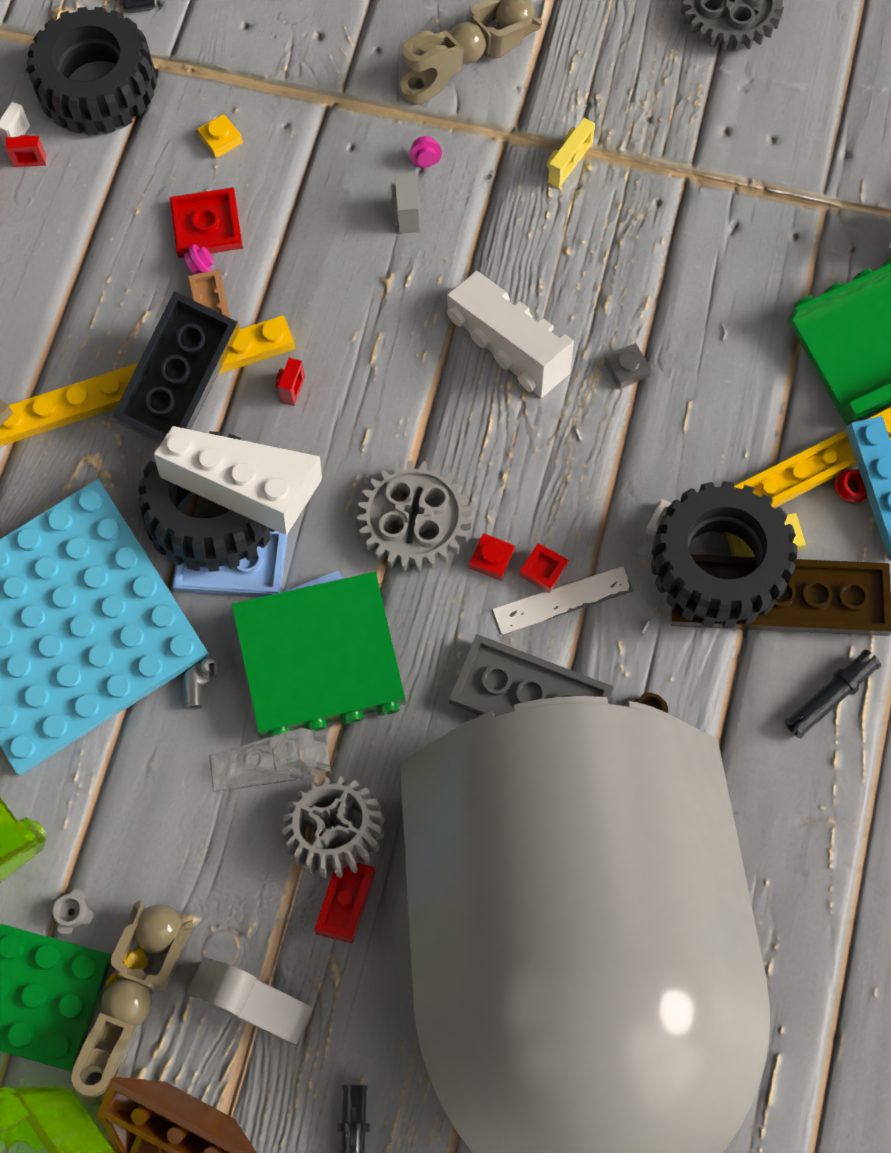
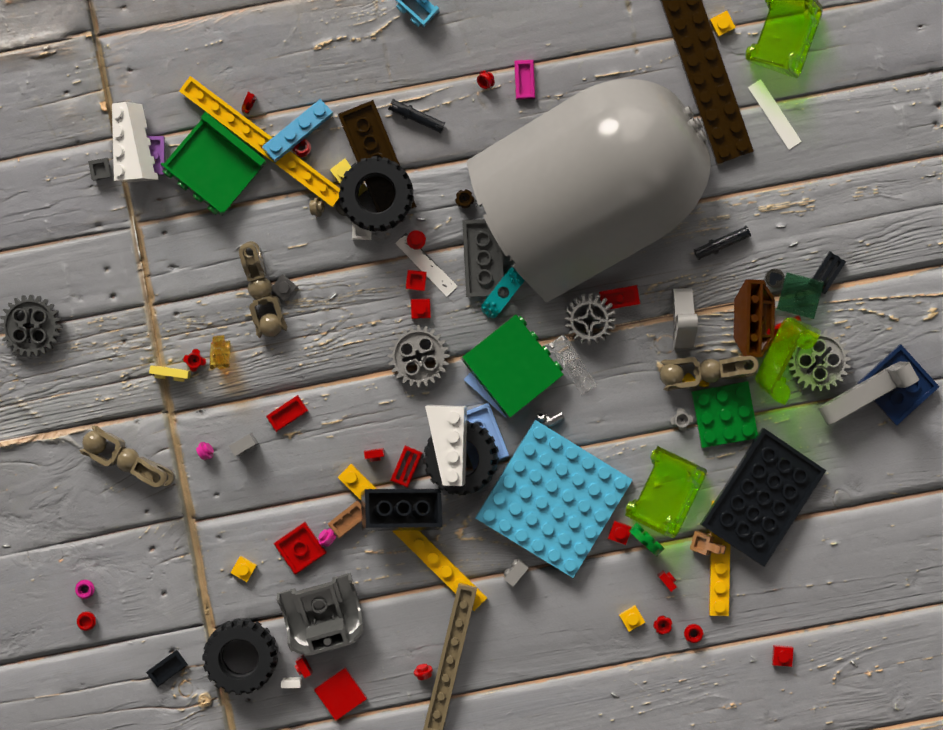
camera: 110 degrees left, 20 degrees up
(81, 201) = (322, 616): none -> dark grey piece
(225, 403) = (412, 451): none -> red tile
(423, 289) = (287, 413): none -> red tile
(442, 674) = (494, 304): none -> teal piece
(511, 334) = (296, 355): white wedge -> none
(563, 225) = (220, 353): none -> clear yellow hips
(572, 187) = (189, 360): none -> red plate
(613, 598) = (416, 239): none -> red plate
(676, 325) = (260, 289): none -> dark tan piece
(740, 465) = (316, 207): none -> dark tan plate
(825, 915) = (524, 79): none -> dark pink tile
(853, 842) = (485, 79): none -> red plate

